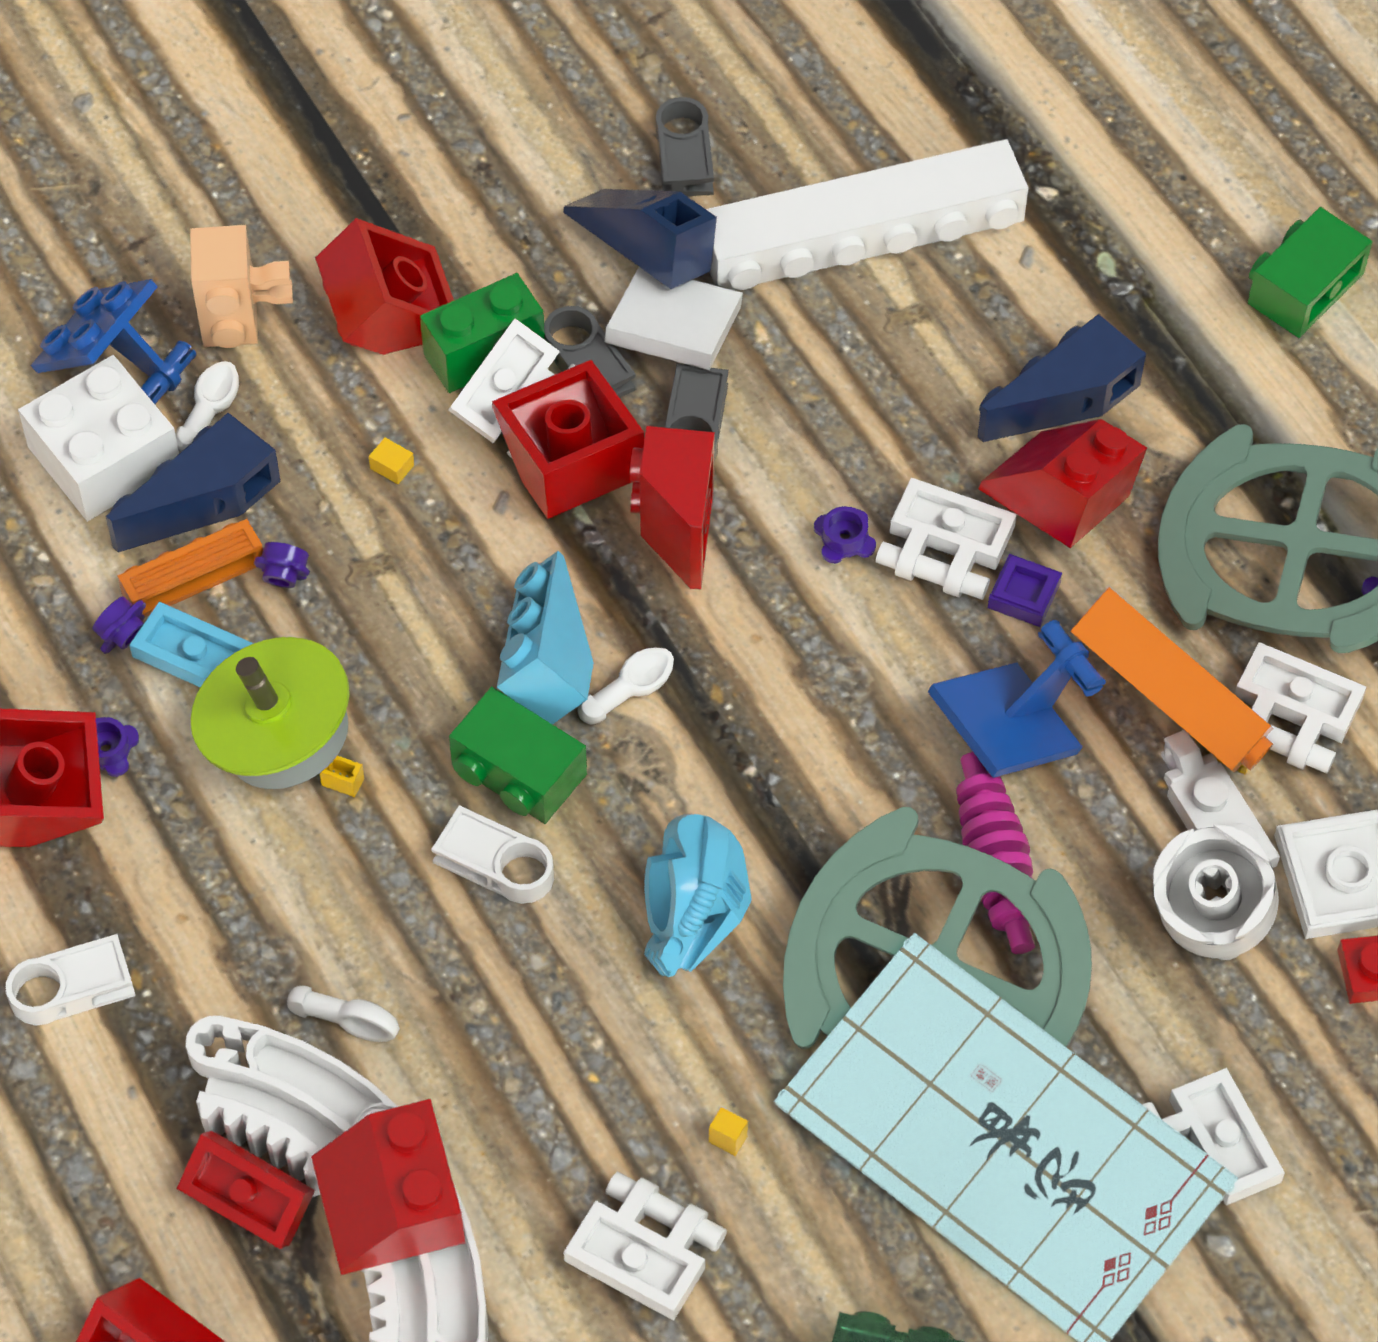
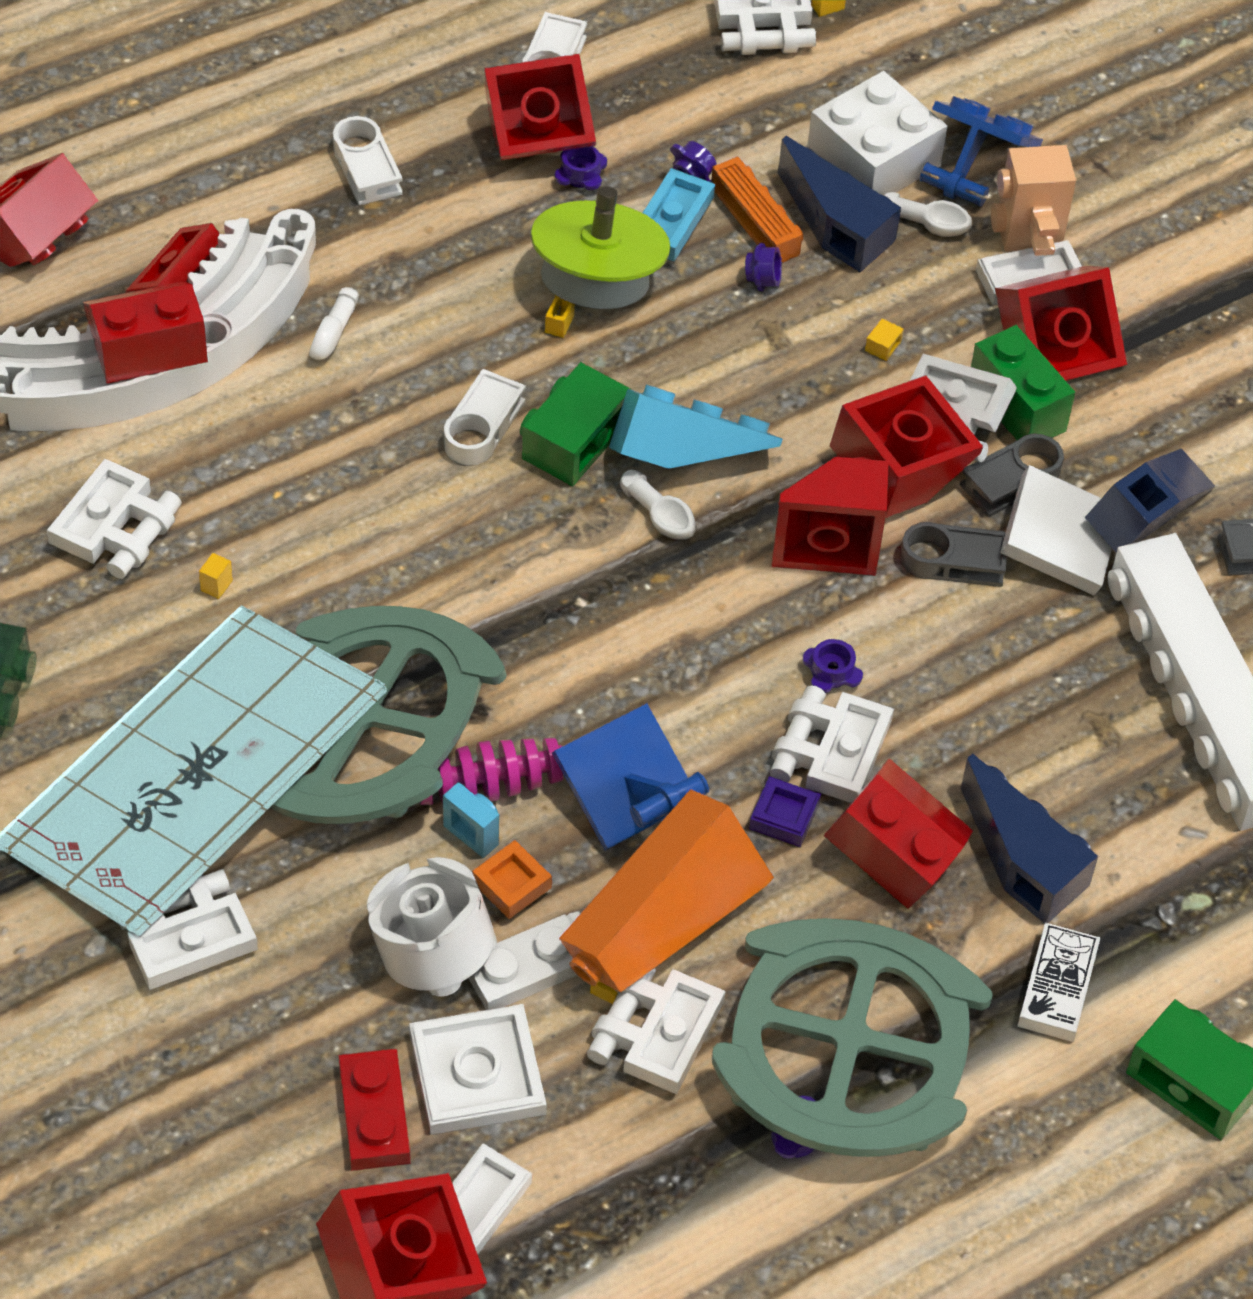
camera: 85 degrees right, 5 degrees down
(303, 326) = (1022, 266): none -> white tile
(693, 892) = (431, 529): medium azure helmet -> none
(1068, 857) = (471, 819): none -> medium azure plate
(1130, 832) = (512, 879): none -> orange plate
(1212, 376) = (1059, 982): none -> white tile

